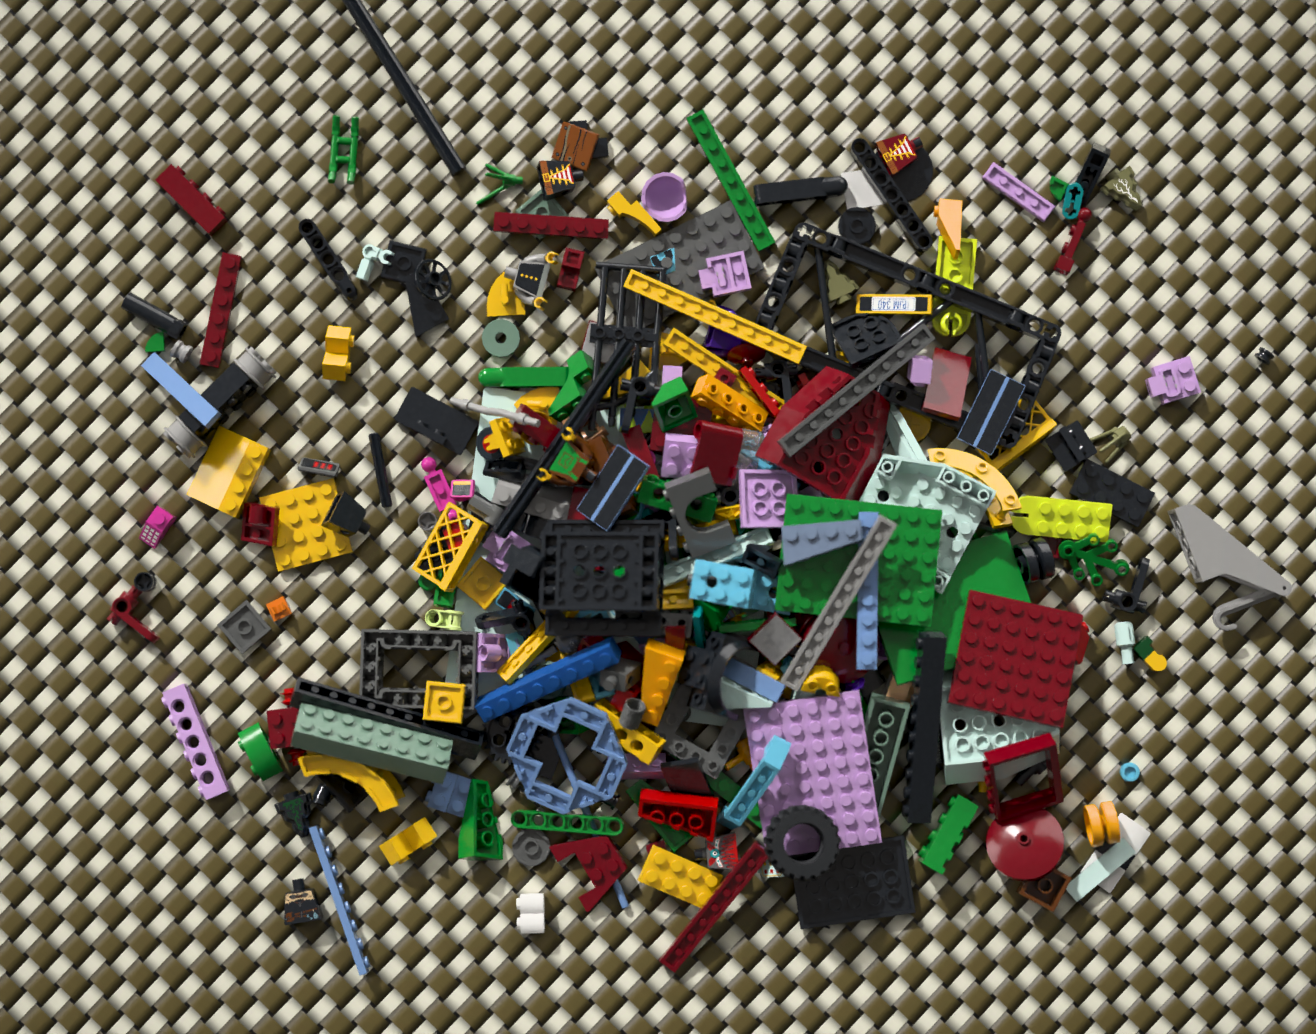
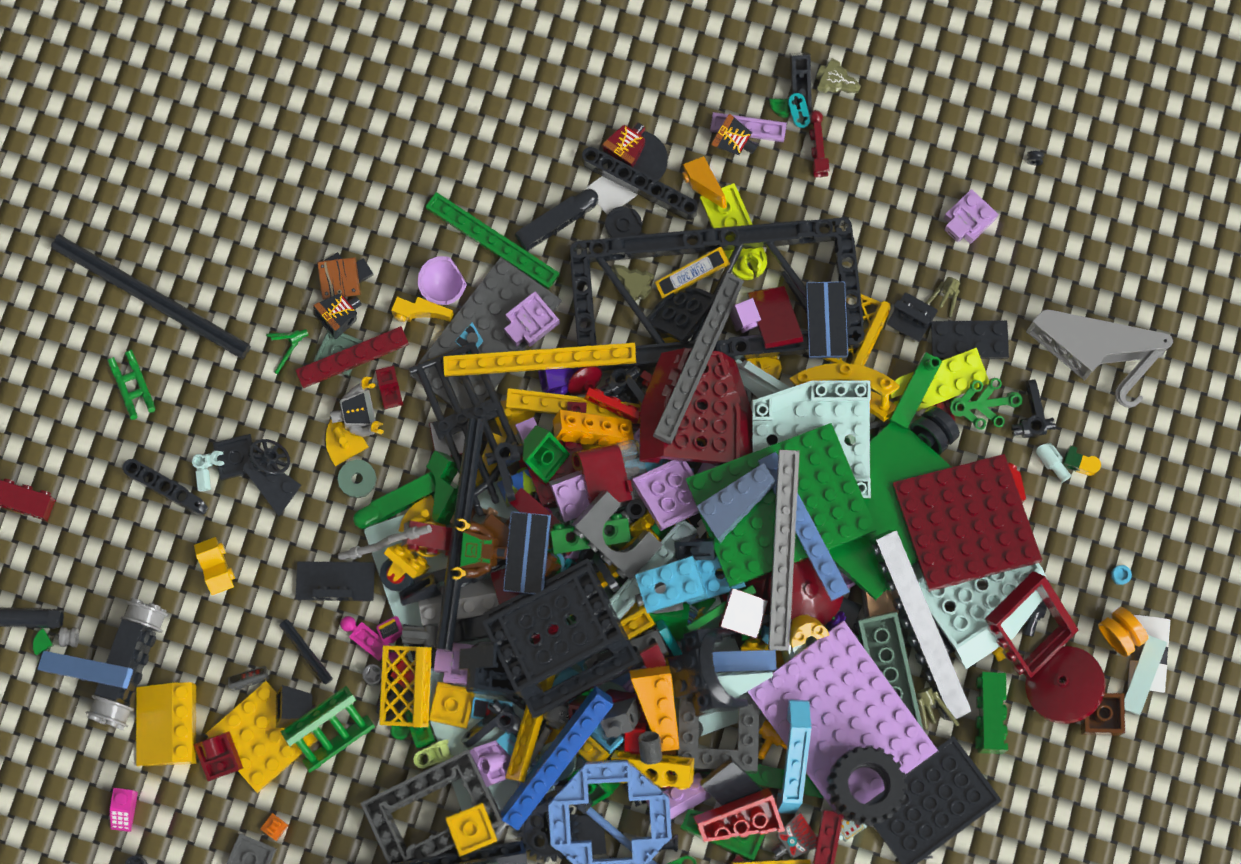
camera: 25 degrees left, 10 degrees down
(220, 310) = (88, 582): dark red plate -> none
(365, 535) = (317, 716): none -> green fence
(897, 793) = (927, 699): none -> olive plant
(999, 196) = (734, 137): none -> torso
(1036, 516) = (915, 390): none -> green piece

